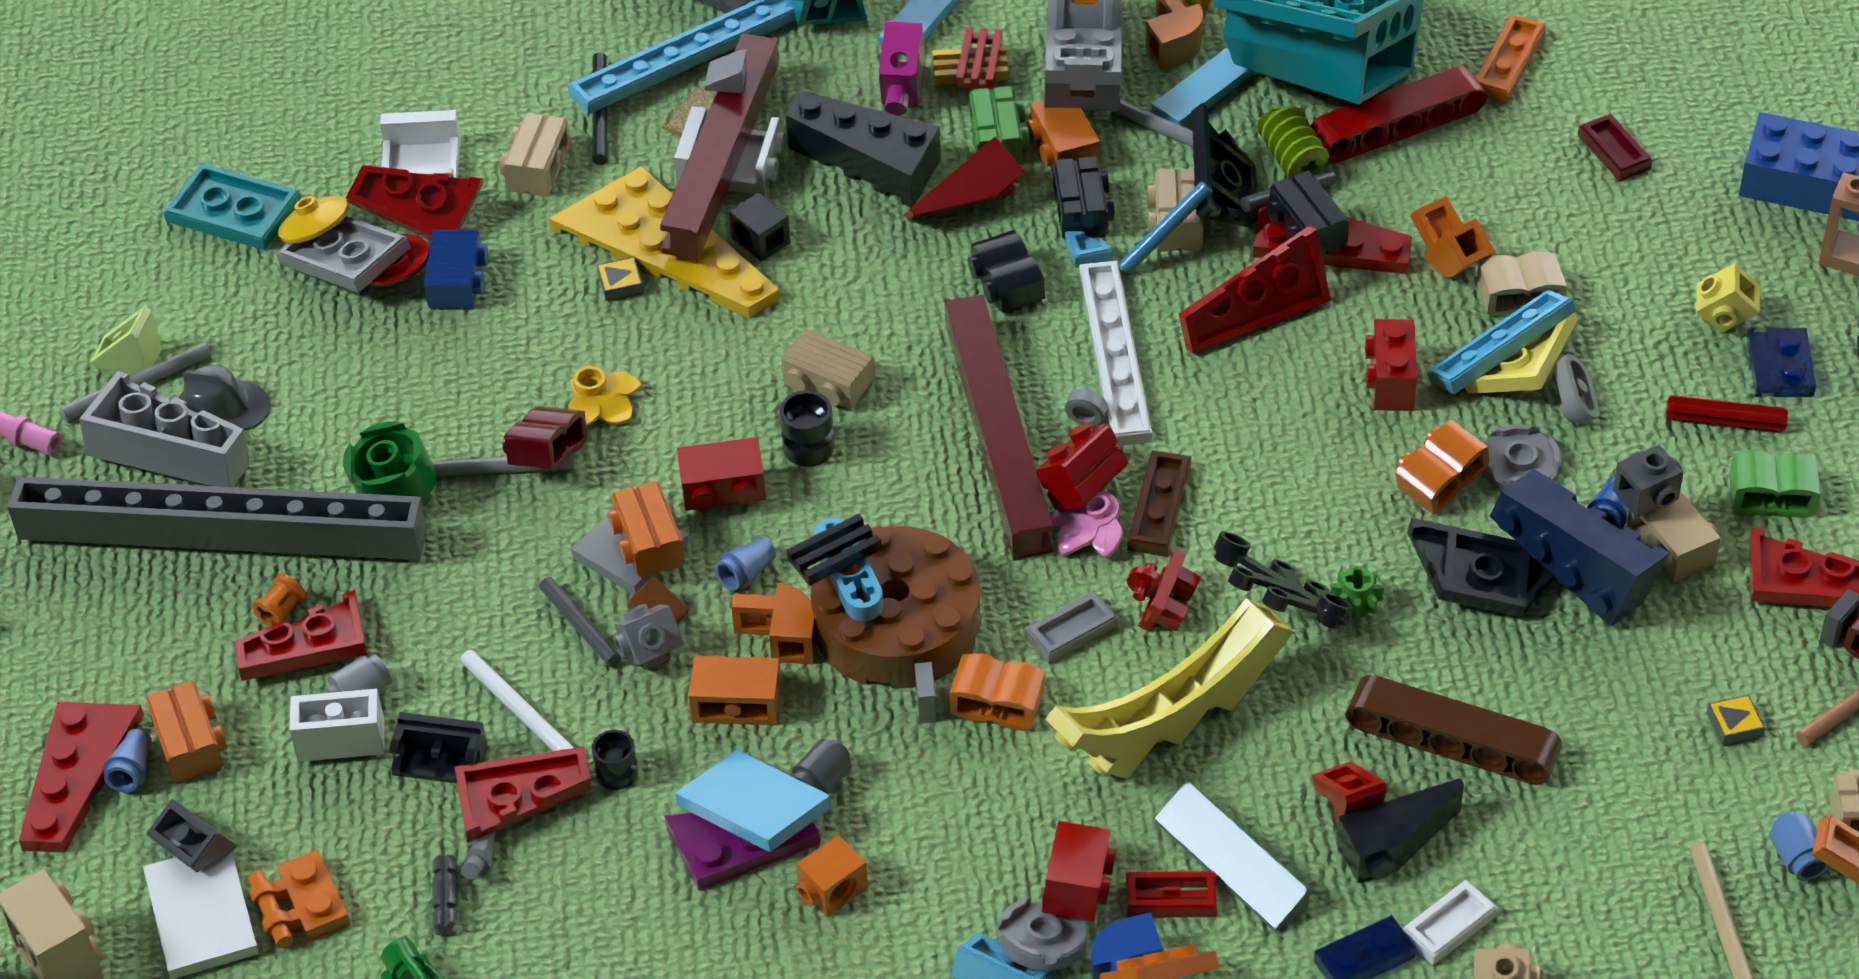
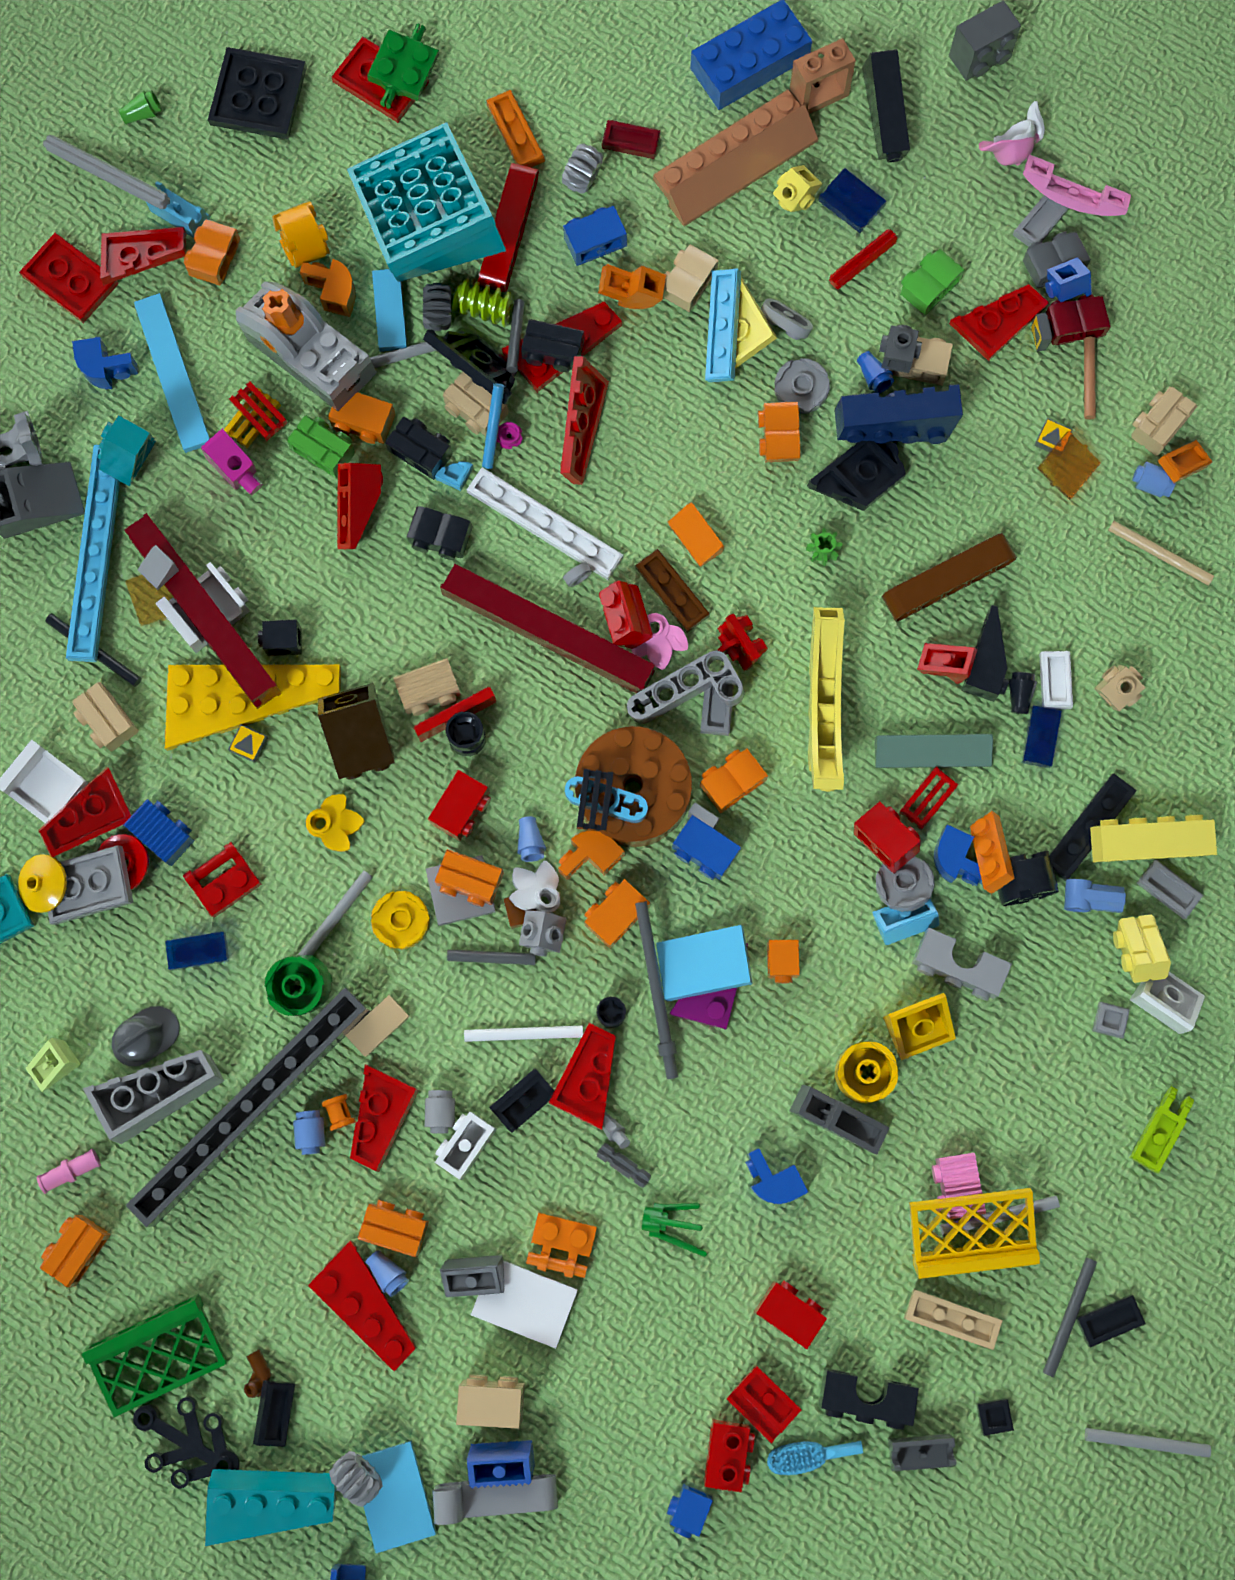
camera: 50 degrees left, 30 degrees up
(147, 375) = (83, 1076): light grey bar -> none
(234, 590) = (309, 1132): none -> medium blue brick
(354, 378) = (197, 951): none -> clear blue plate
(408, 576) = (377, 1026): none -> tan tile
(447, 361) = (226, 888): none -> red plate
(545, 437) = (348, 881): dark red brick -> none
(547, 519) = (400, 920): none -> yellow tile
(623, 838) = (666, 1046): none -> dark grey bar
(694, 601) = (533, 886): none -> white plate
(715, 339) = (355, 731): none -> dark brown slope
(824, 765) = (709, 910): dark grey brick -> none
(849, 416) = (438, 722): none -> red tile
(865, 143) = (270, 528): black wedge -> none
(892, 719) = (705, 848): none -> blue brick
(1057, 569) = (683, 693): none -> light grey beam
(1177, 258) = (509, 428): none -> dark pink plate
(1242, 109) = (437, 306): none -> dark grey gear
(1244, 479) = (696, 534): none -> orange slope
(1281, 583) = (799, 580): black plant -> none
(1393, 364) = (690, 393): red brick -> none
(1397, 890) = (1021, 691): none -> black cone
(1472, 181) = (595, 235): none -> blue brick
(1528, 120) = (582, 168): none -> light grey gear
(1700, 234) = (736, 157): none -> nougat slope
(1718, 754) = (1068, 465): none -> clear orange piece

